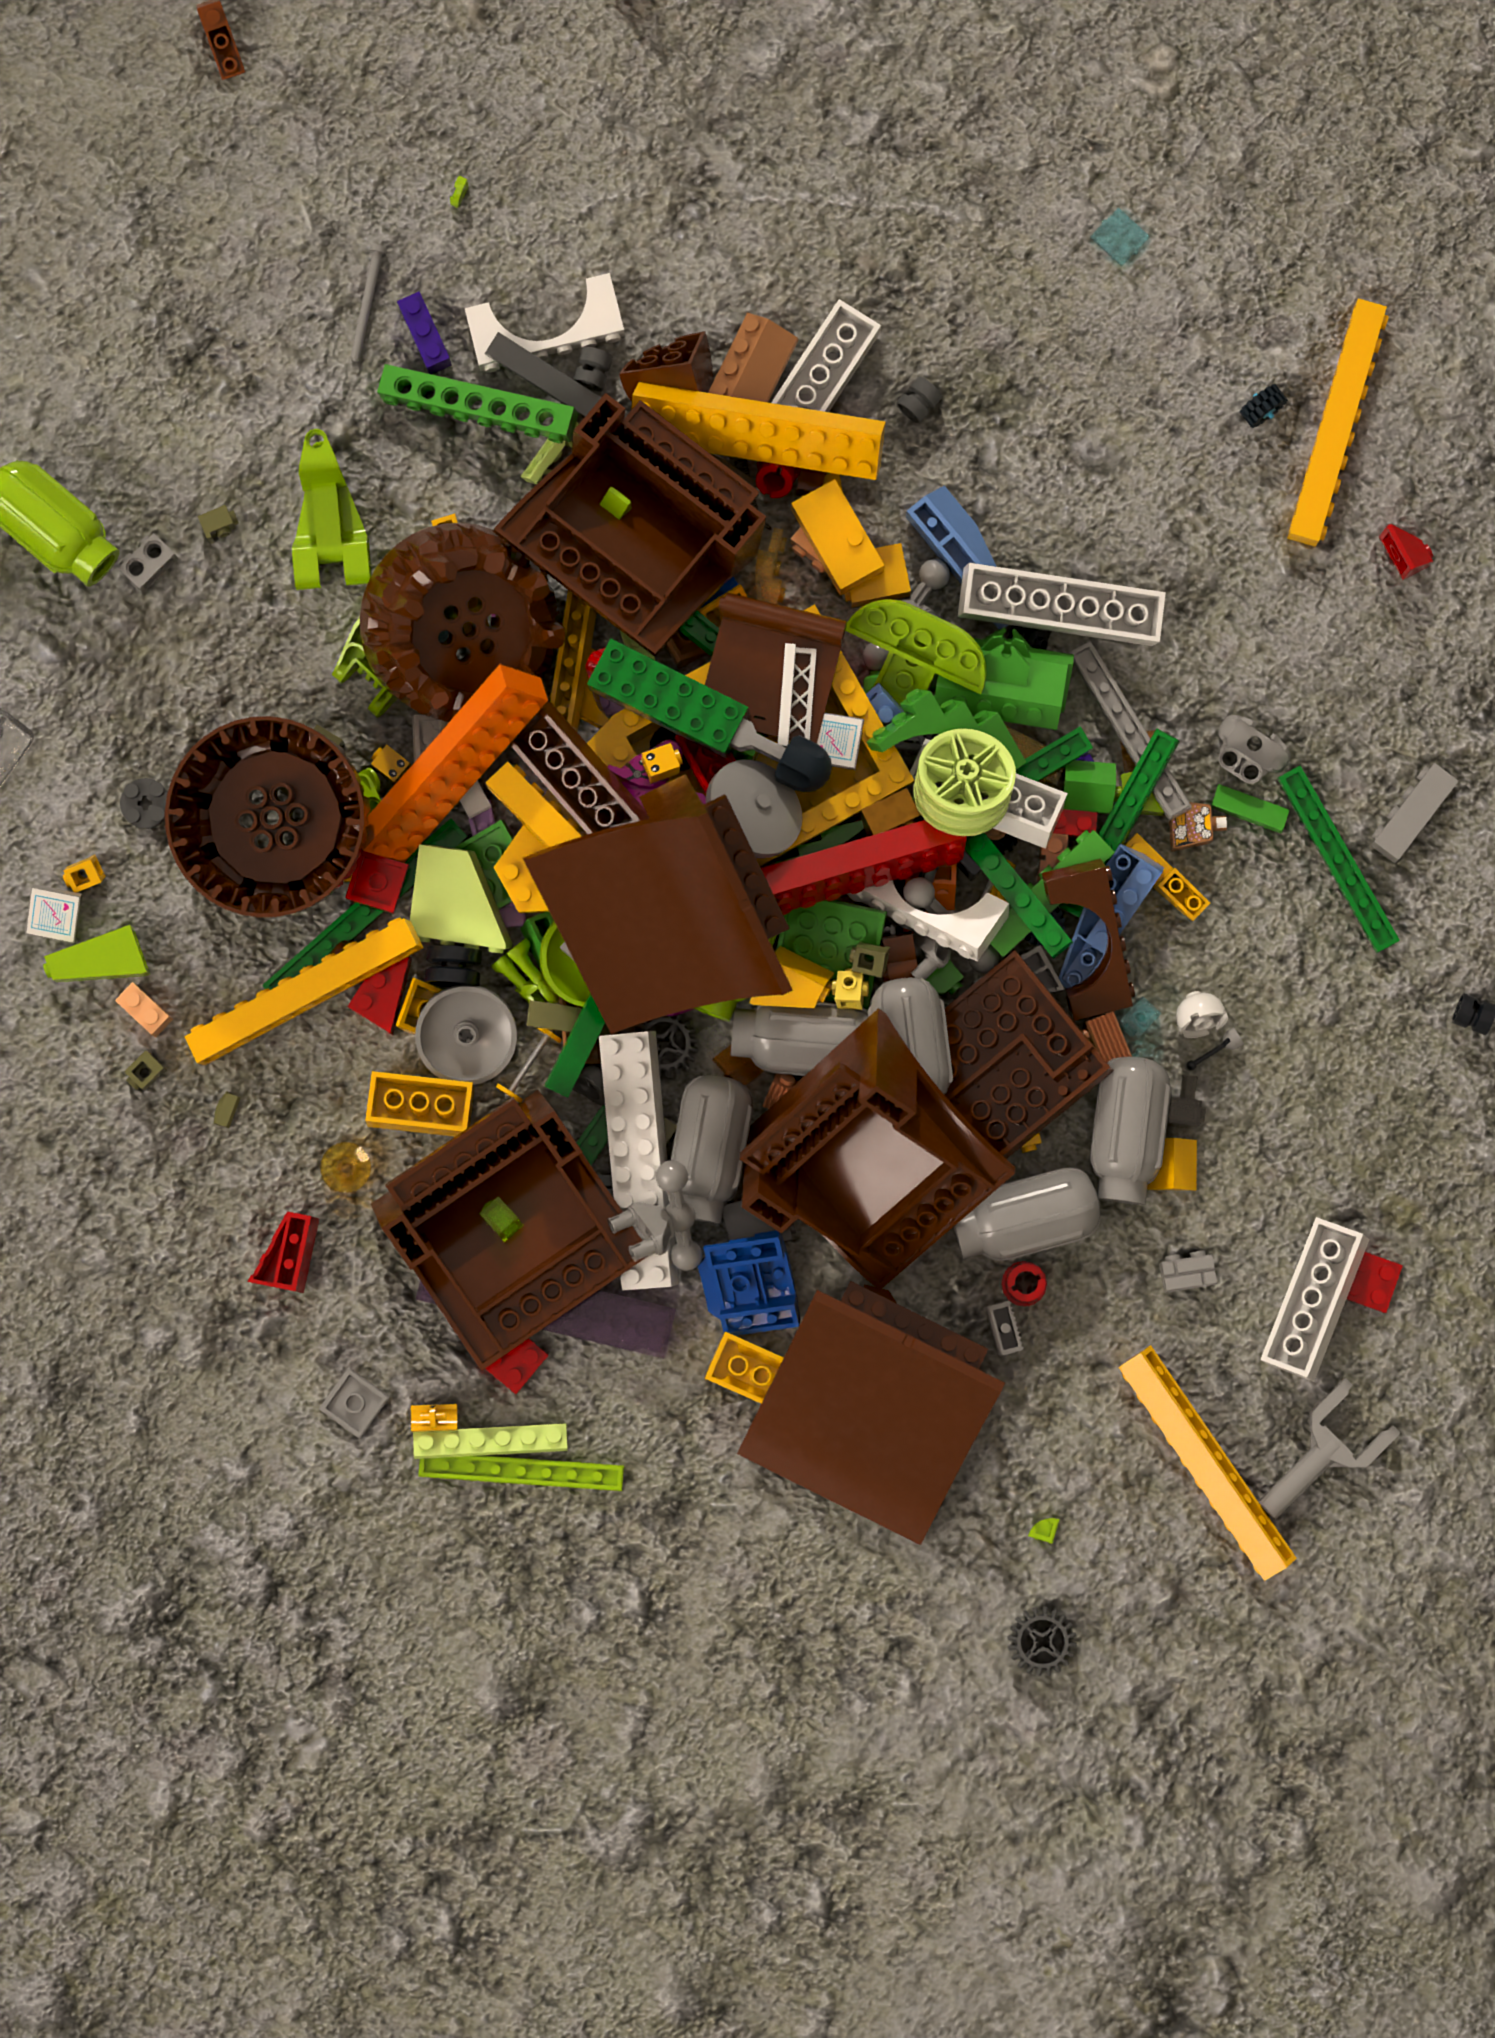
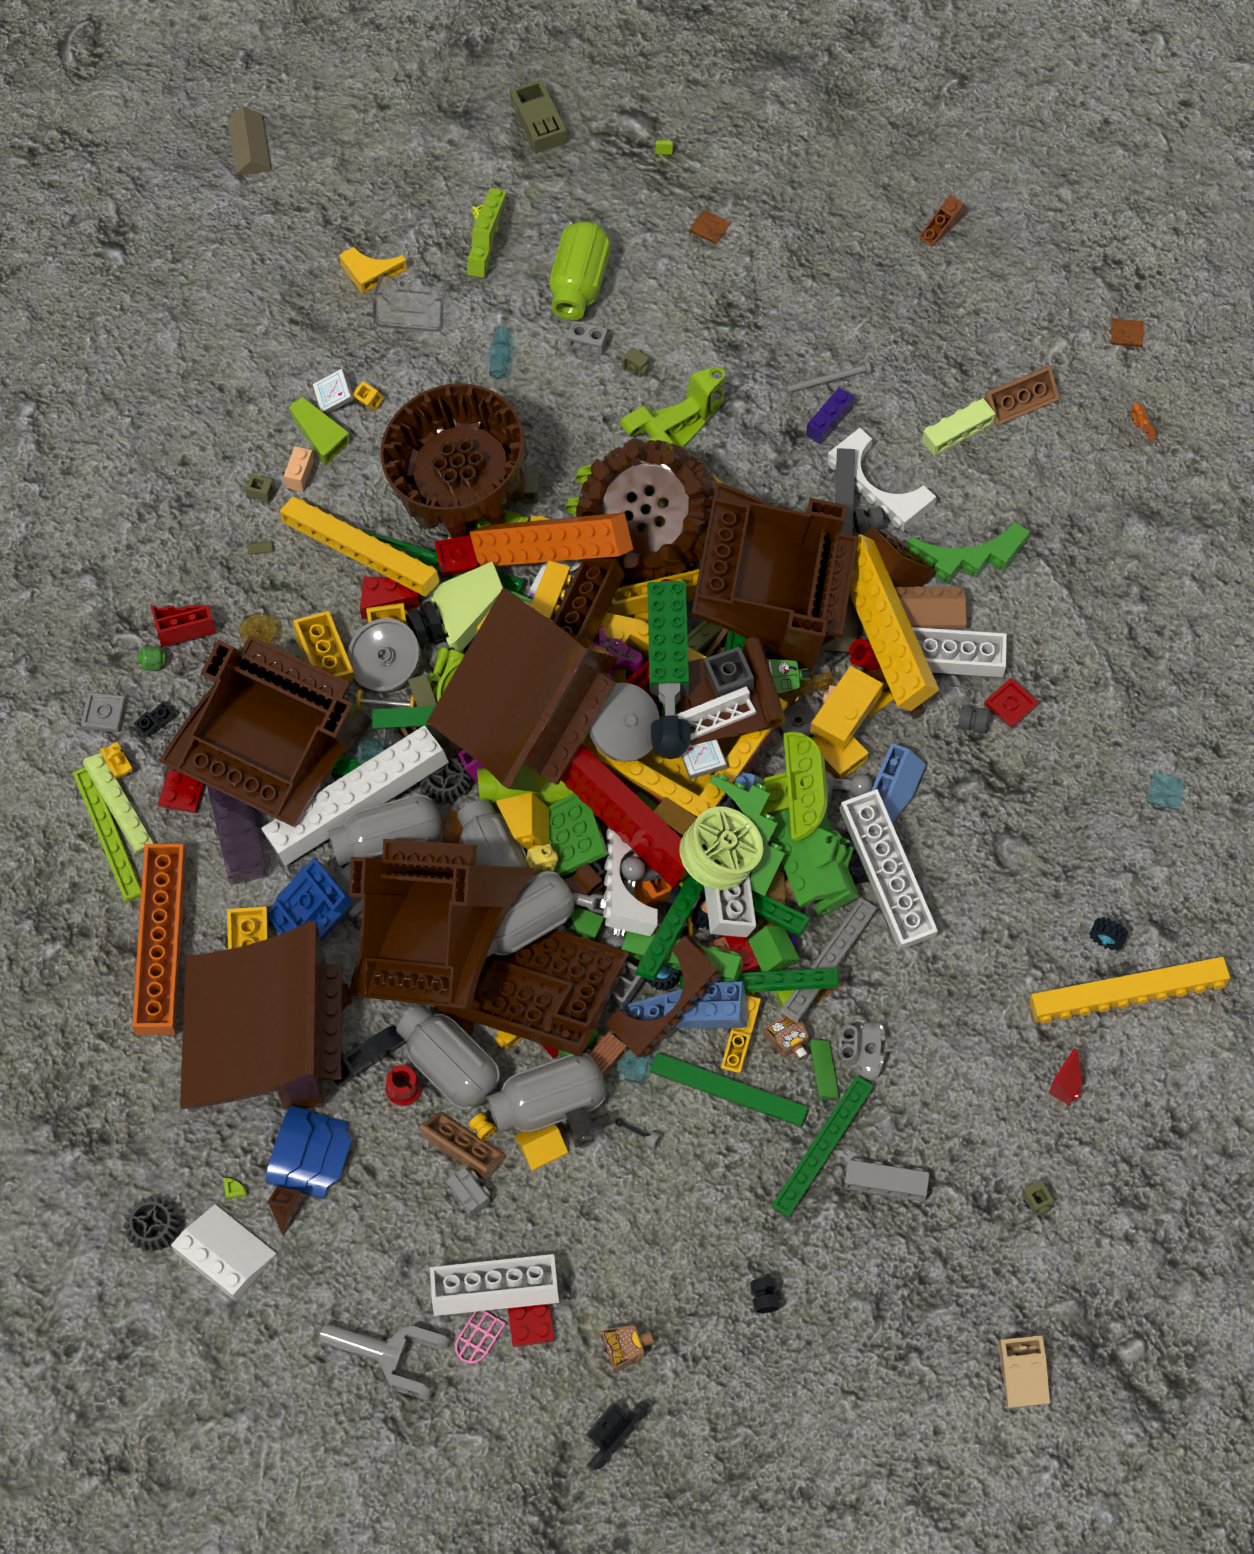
camera: 60 degrees right, 20 degrees down
(63, 325) = (709, 226): none -> clear orange piece
(108, 680) = (499, 352): none -> clear light blue piece
(314, 1312) = (151, 658): none -> bright green head
(396, 378) = (798, 453): bright green brick -> none
(398, 1346) = (155, 720): none -> black slope
(461, 188) = (934, 394): lime tile -> none
(500, 1219) = (267, 724): clear neon green brick -> none
(523, 190) = (958, 426): none -> yellowish green brick
(524, 92) = (1022, 395): none -> medium nougat slope
(585, 1114) = (368, 749): none -> clear light blue brick
(616, 503) = (782, 558): lime slope -> none
(659, 1224) = (313, 815): light grey connector -> none
(661, 763) = (623, 650): yellow brick -> none
(698, 1472) = (159, 939): none -> orange brick
(700, 308) = (972, 560): none -> bright green arch
(755, 654) = (728, 672): none -> dark grey brick
(760, 581) = (786, 674): none -> bright green torso
(816, 587) = (794, 713): none -> dark grey plate
(874, 967) = (569, 859): olive brick -> none
(919, 344) = (1011, 703): none -> red plate
(967, 1298) = (369, 1053): none -> black slope
(1004, 1328) = (362, 1086): light grey brick -> none
(1048, 1424) = (308, 1152): none -> blue slope
(1096, 1483) = (285, 1206): none -> reddish brown slope
(1115, 1575) = (223, 1252): none -> white slope
(1120, 1219) = (482, 1126): none -> yellow wheel
(1128, 1250) = (461, 1145): none -> medium nougat slope
(1199, 1014) = (656, 1106): white cylinder -> none
(1207, 1463) = (336, 1272): yellow brick -> none
(1217, 925) = (728, 1089): none -> green tile
(1343, 1340) = (486, 1334): none -> bright pink window
(1451, 1193) = (625, 1345): none -> torso

